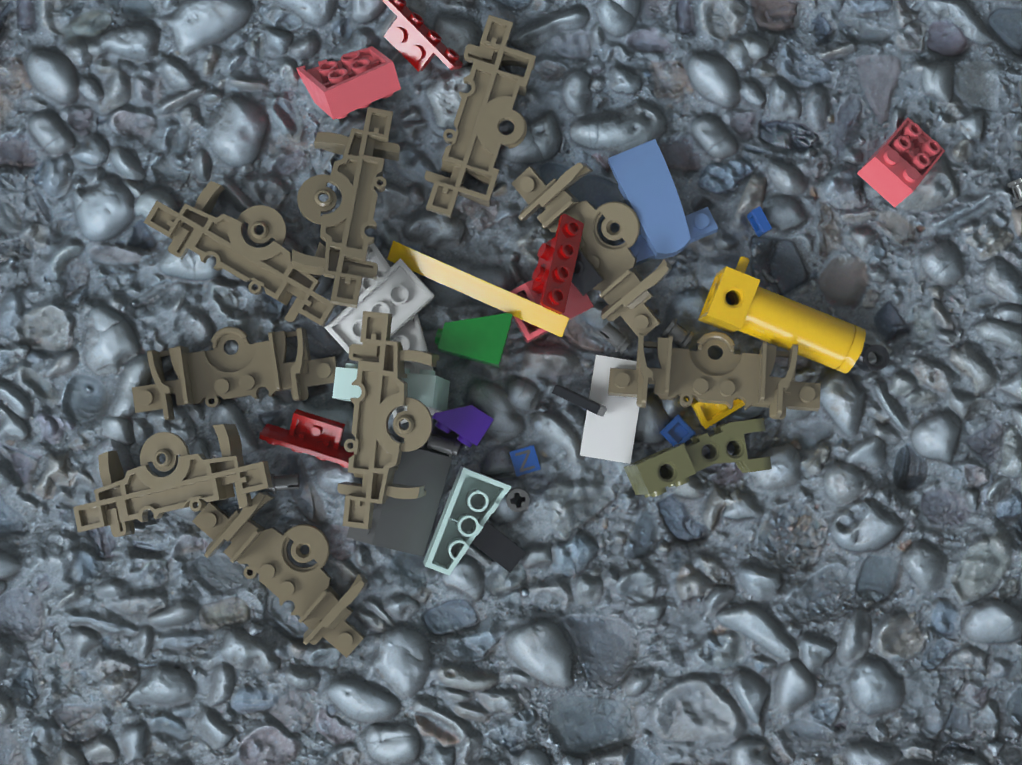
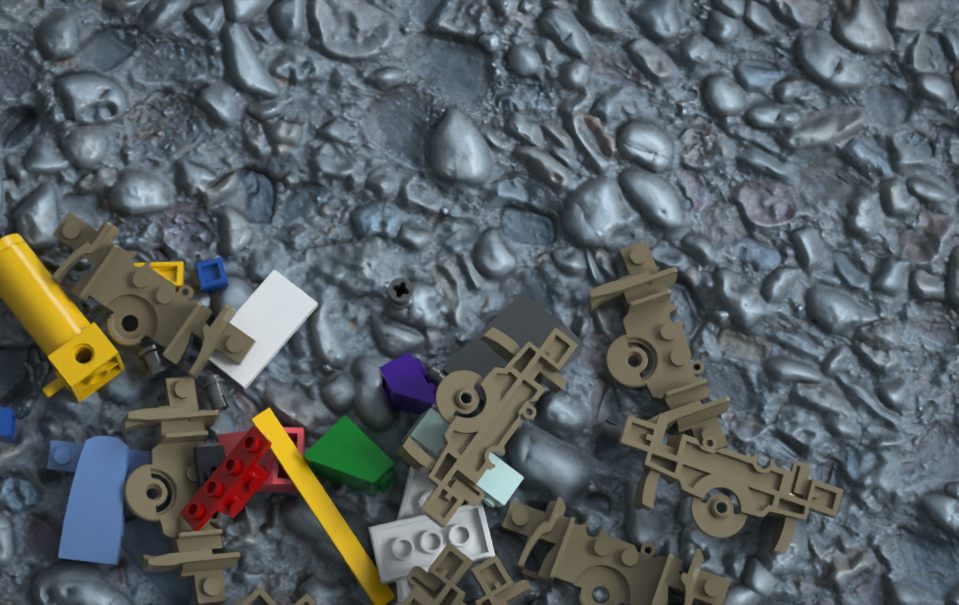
camera: 150 degrees left, 15 degrees down
(311, 436) = (566, 458): red bracket -> none
(463, 517) = (462, 304): light aqua wedge -> none
(498, 547) = (445, 264): black tile -> none
(525, 460) = (373, 327): blue tile -> none
(579, 400) = (287, 350): black tile -> none
(684, 461) = (233, 239): olive brick -> none

